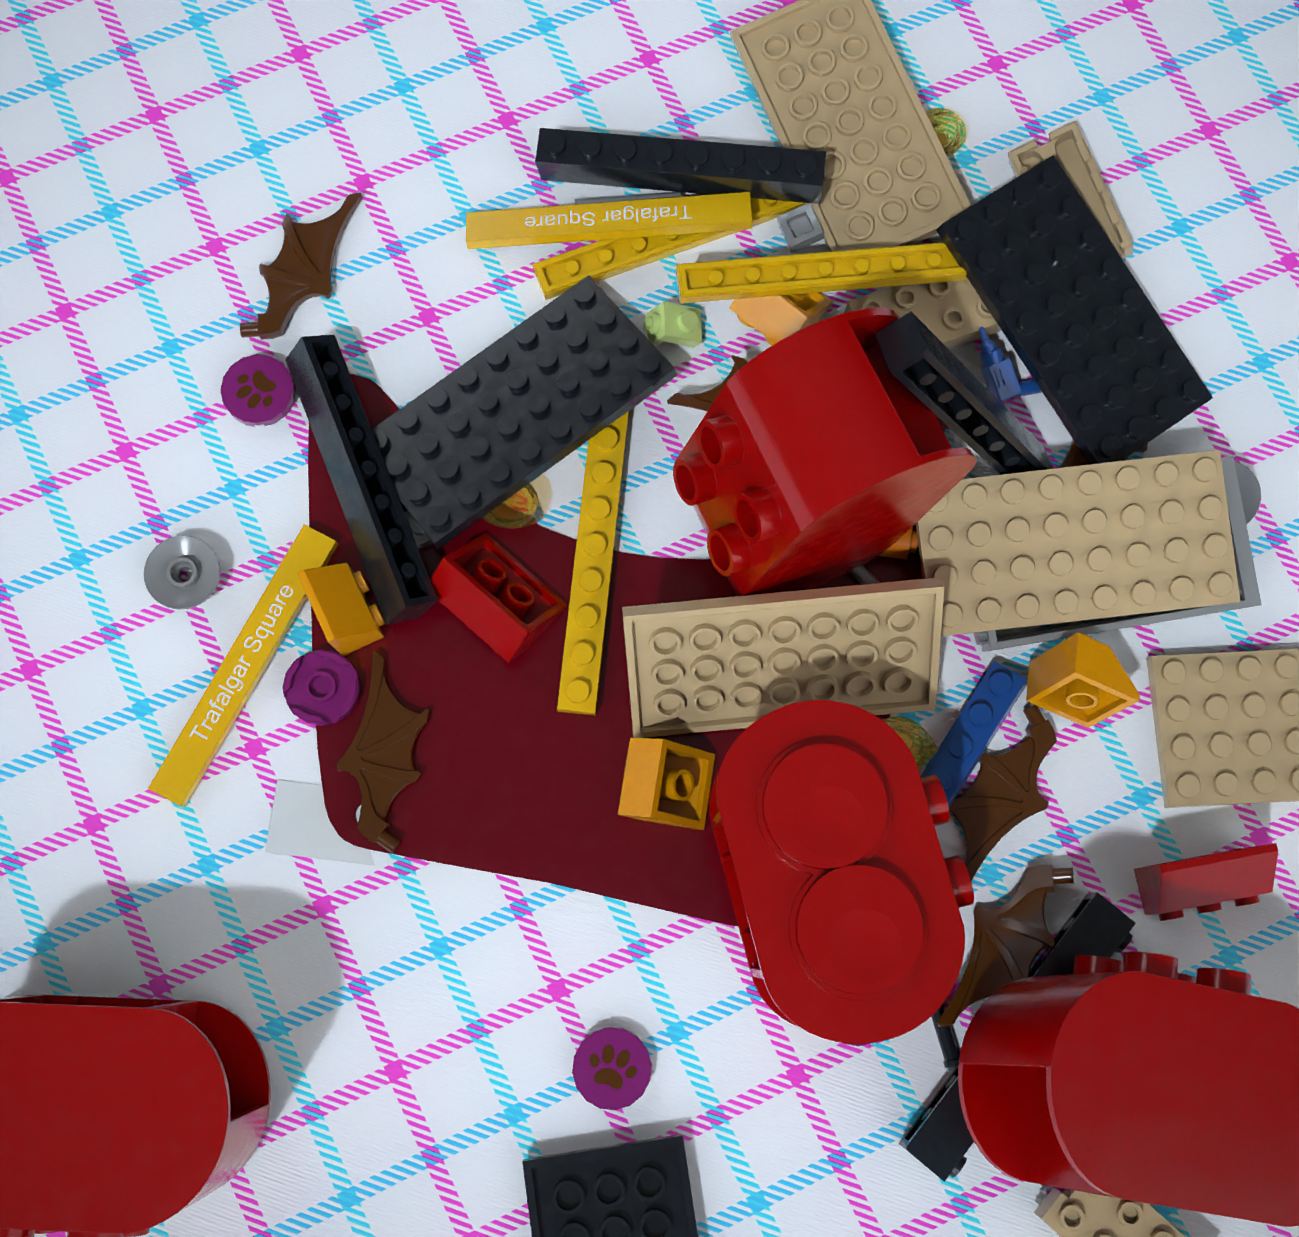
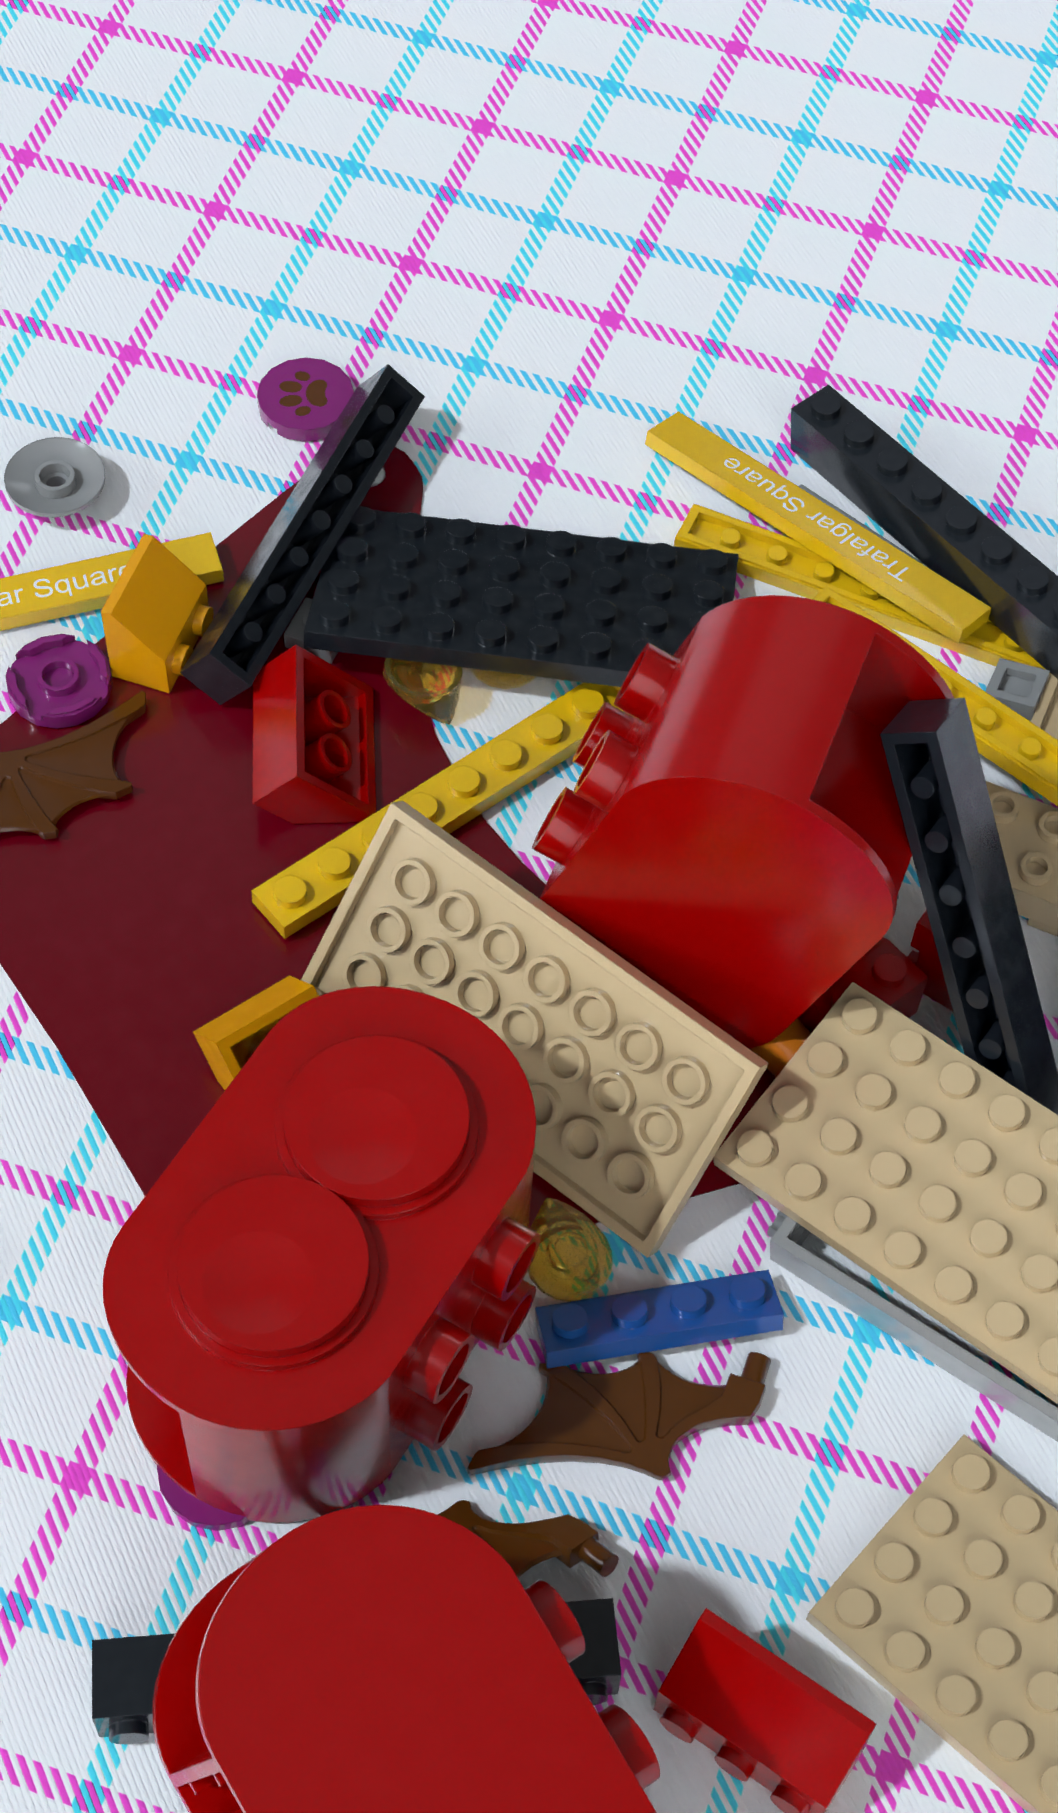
camera: 45 degrees right, 20 degrees down
(300, 269) = (466, 338): reddish brown animal -> none
(1080, 681) = (837, 1362): light orange slope -> none

